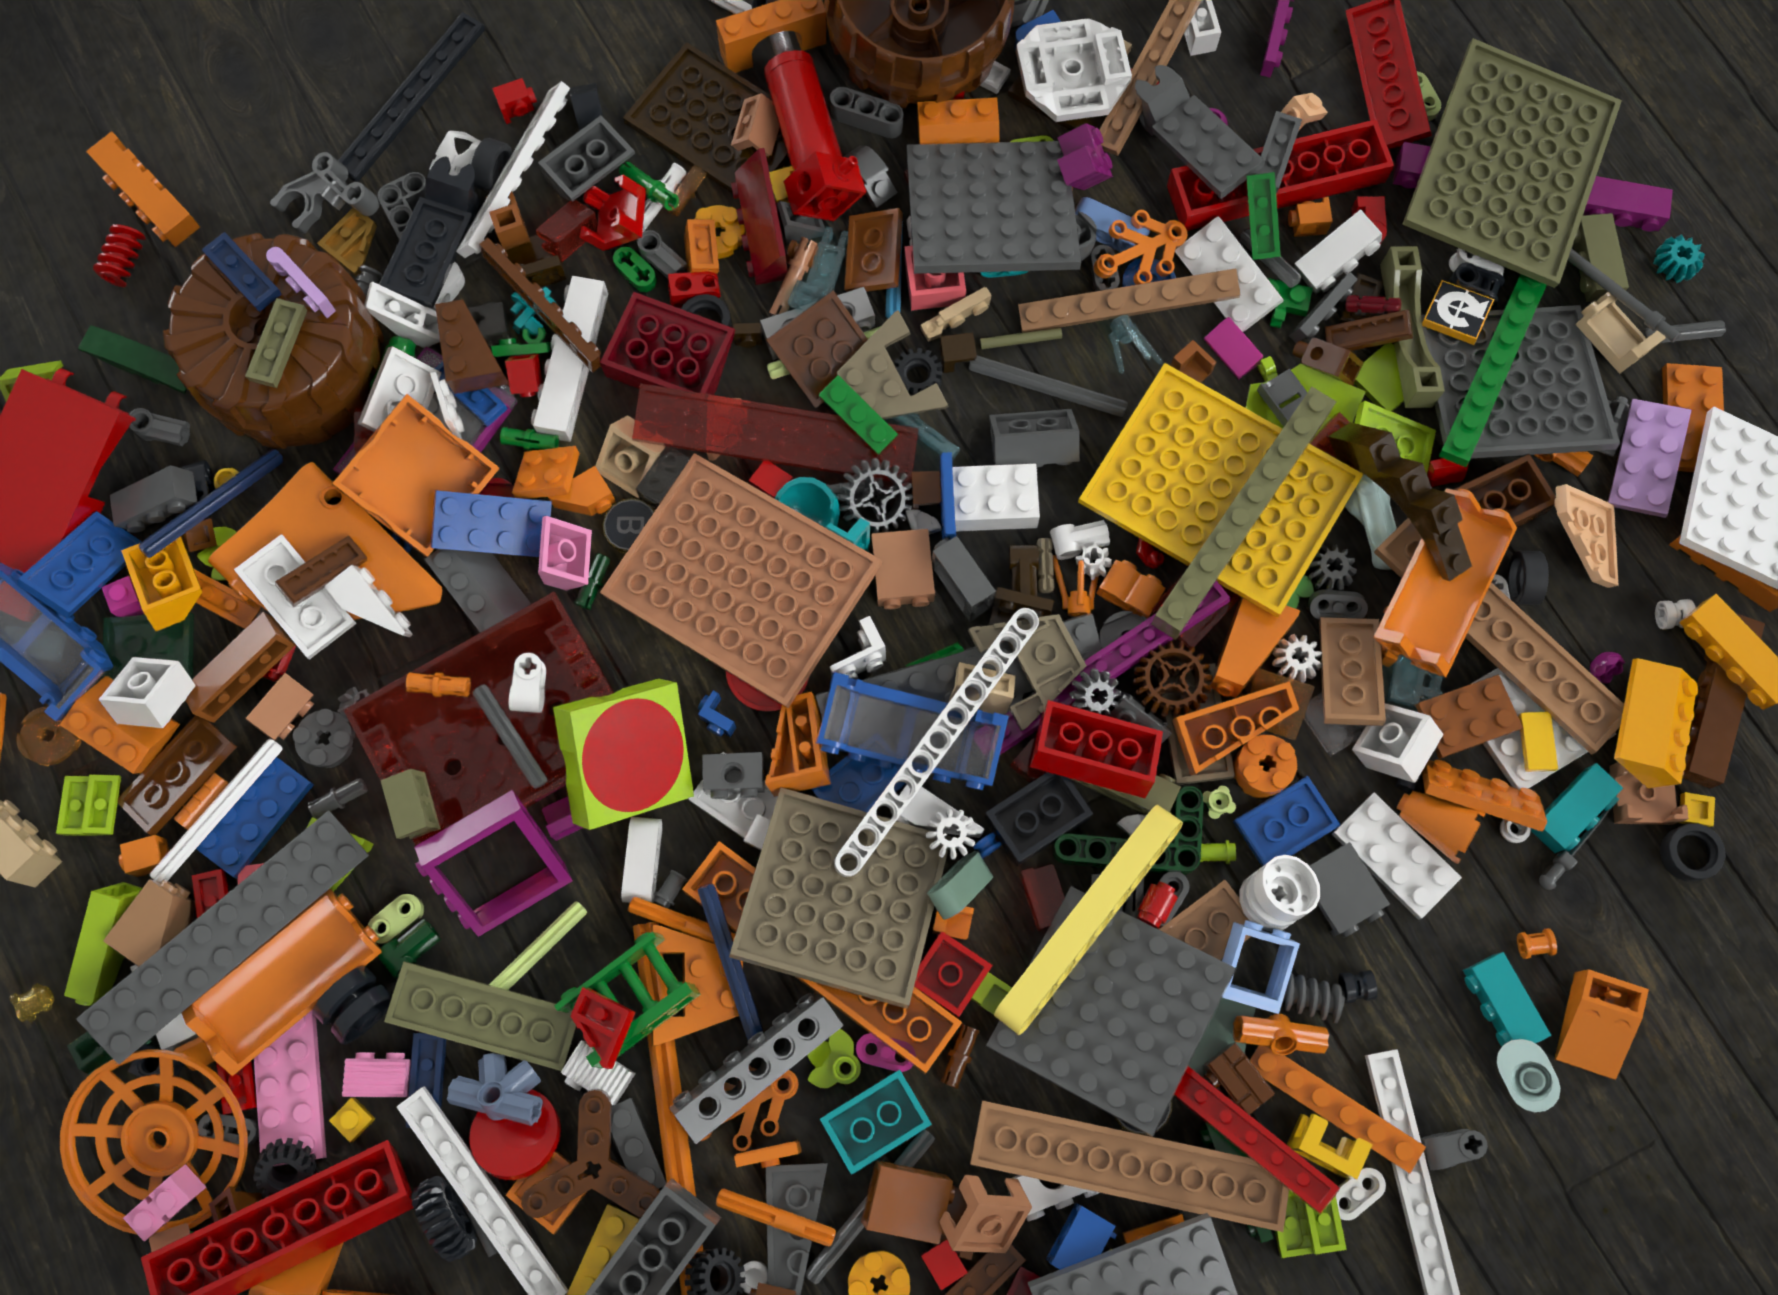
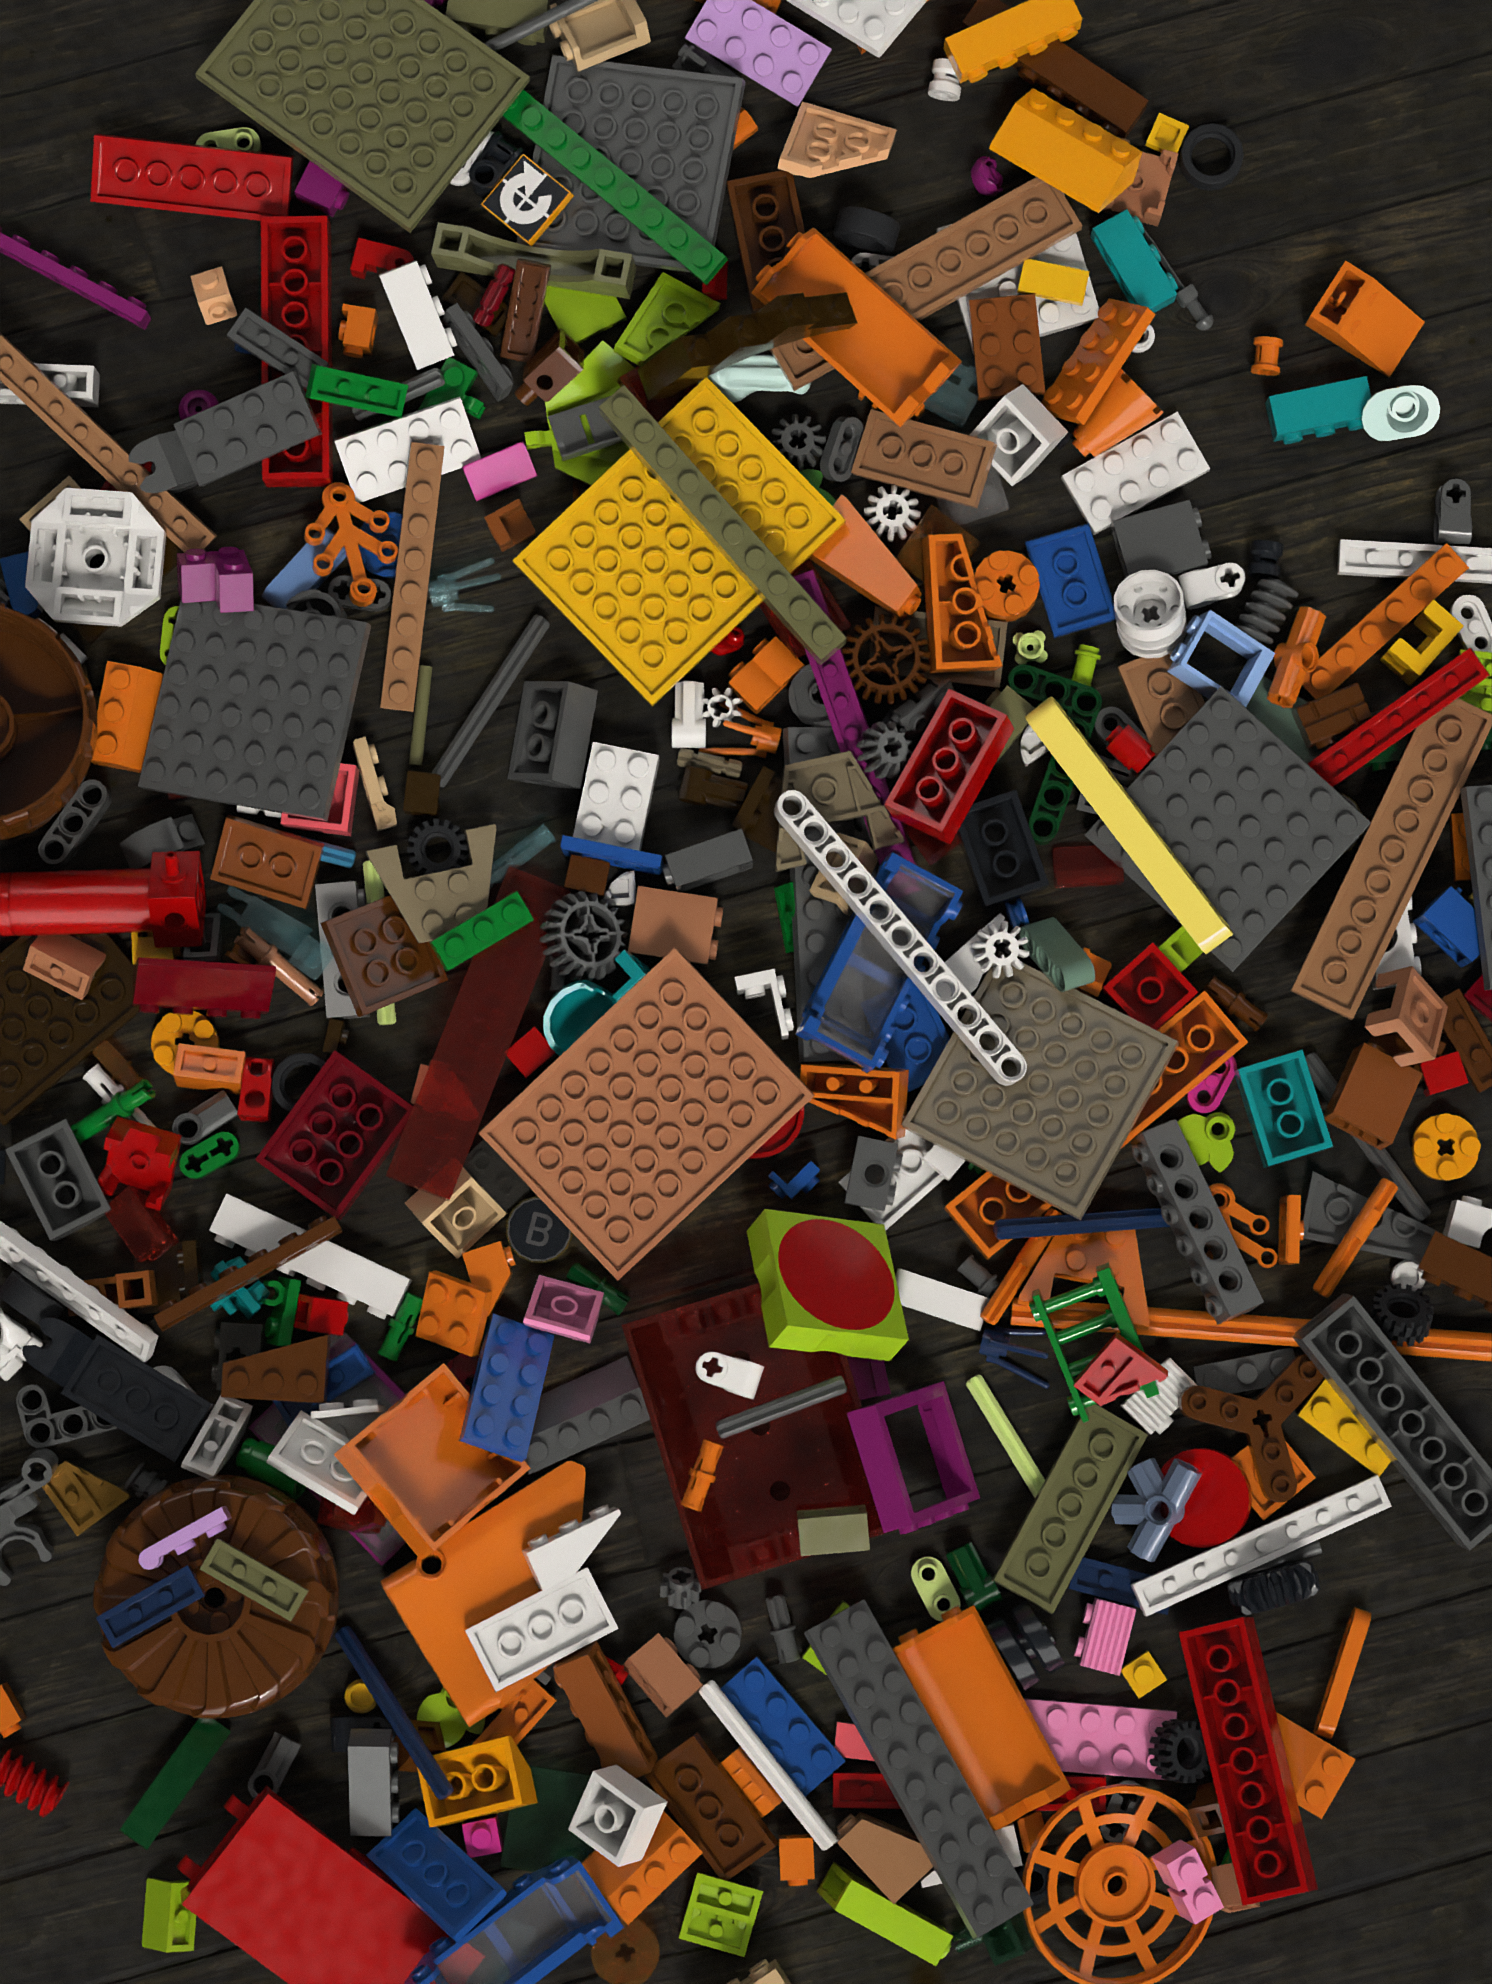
camera: 75 degrees left, 10 degrees up
(319, 571) = (523, 1591): reddish brown plate -> none
(612, 919) = (996, 1344): none -> dark blue plant
(1319, 941) = (1205, 585): none -> white piece

